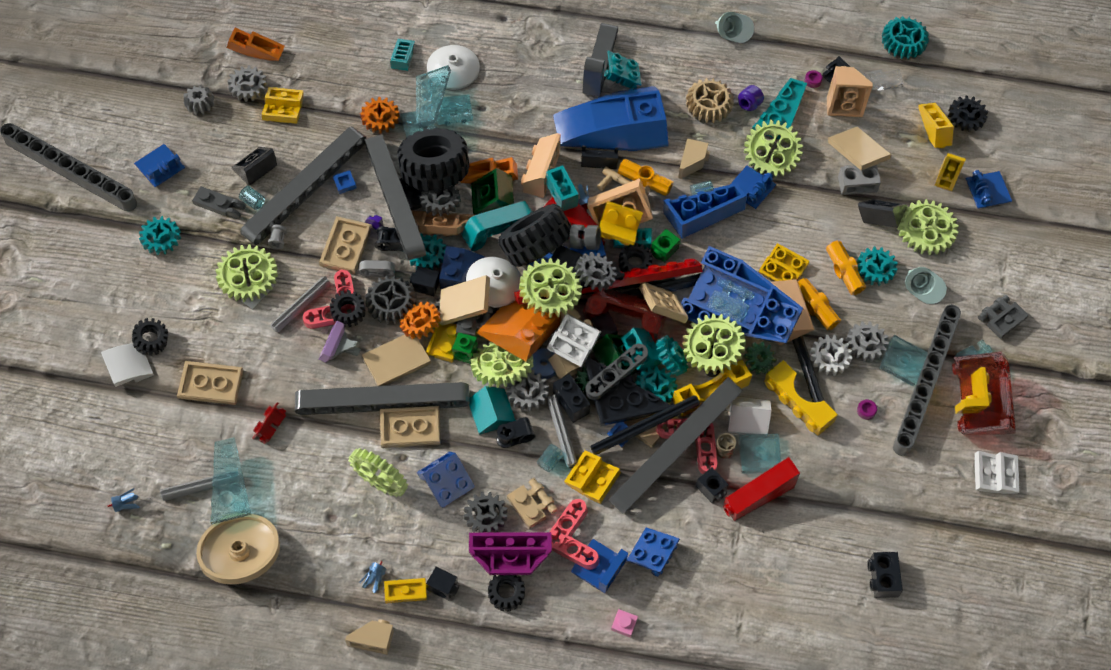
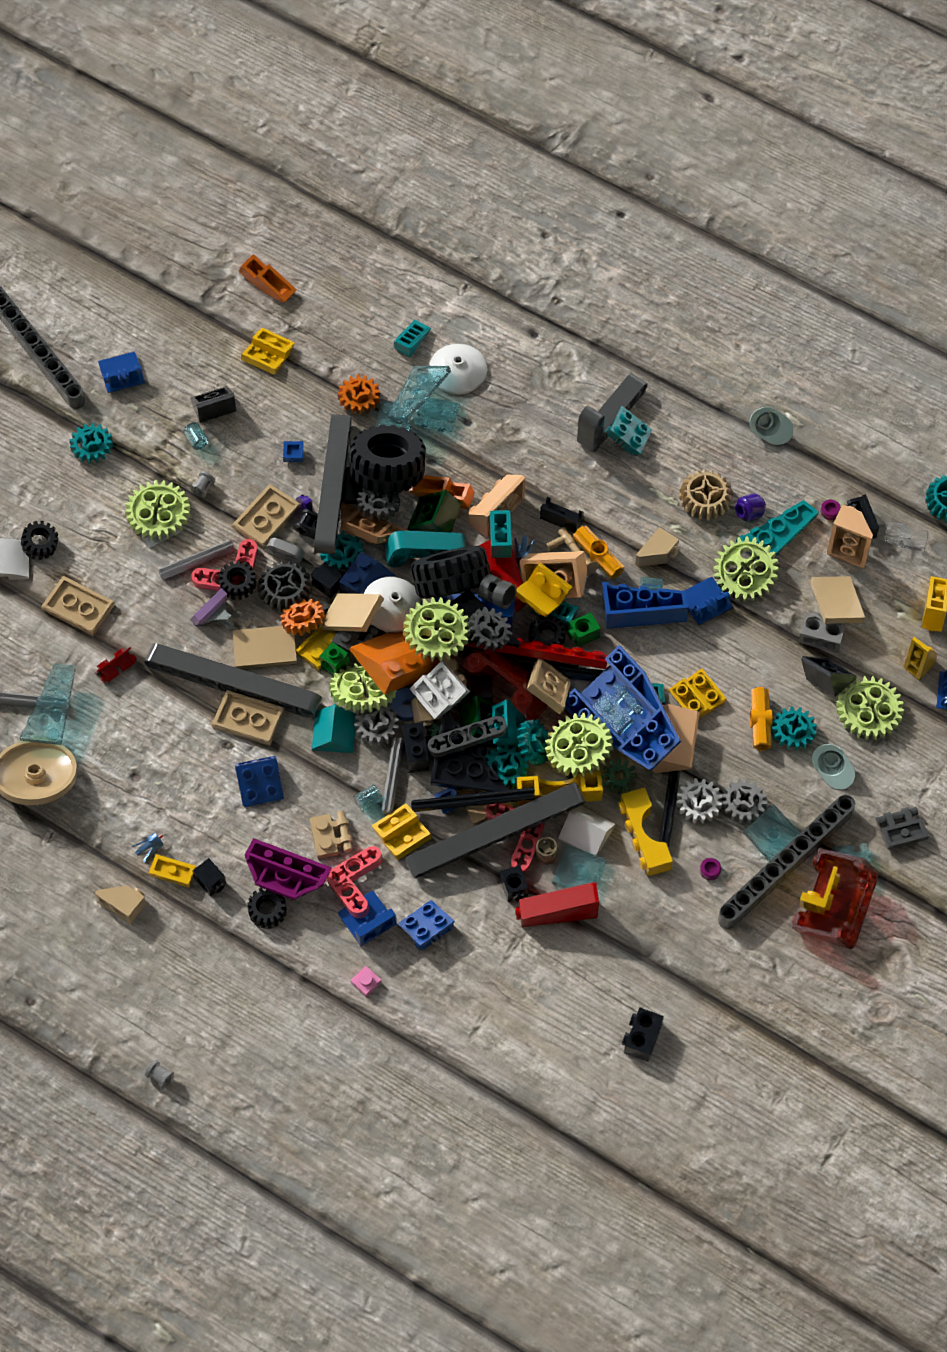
camera: 25 degrees right, 0 degrees up
(198, 100) = (187, 317): light grey gear -> none
(218, 202) = (161, 429): dark grey hinge -> none
(247, 83) = (242, 316): light grey gear -> none
(303, 185) = (252, 440): dark grey beam -> none
(368, 464) = (192, 748): yellowish green gear -> none
(485, 504) = (286, 820): dark grey gear -> none
(515, 433) = (347, 761): black piece -> none
(621, 120) = (598, 483): blue wedge -> none
(818, 305) = (711, 745): light orange piece -> none
(996, 473) = (811, 981): white slope -> none

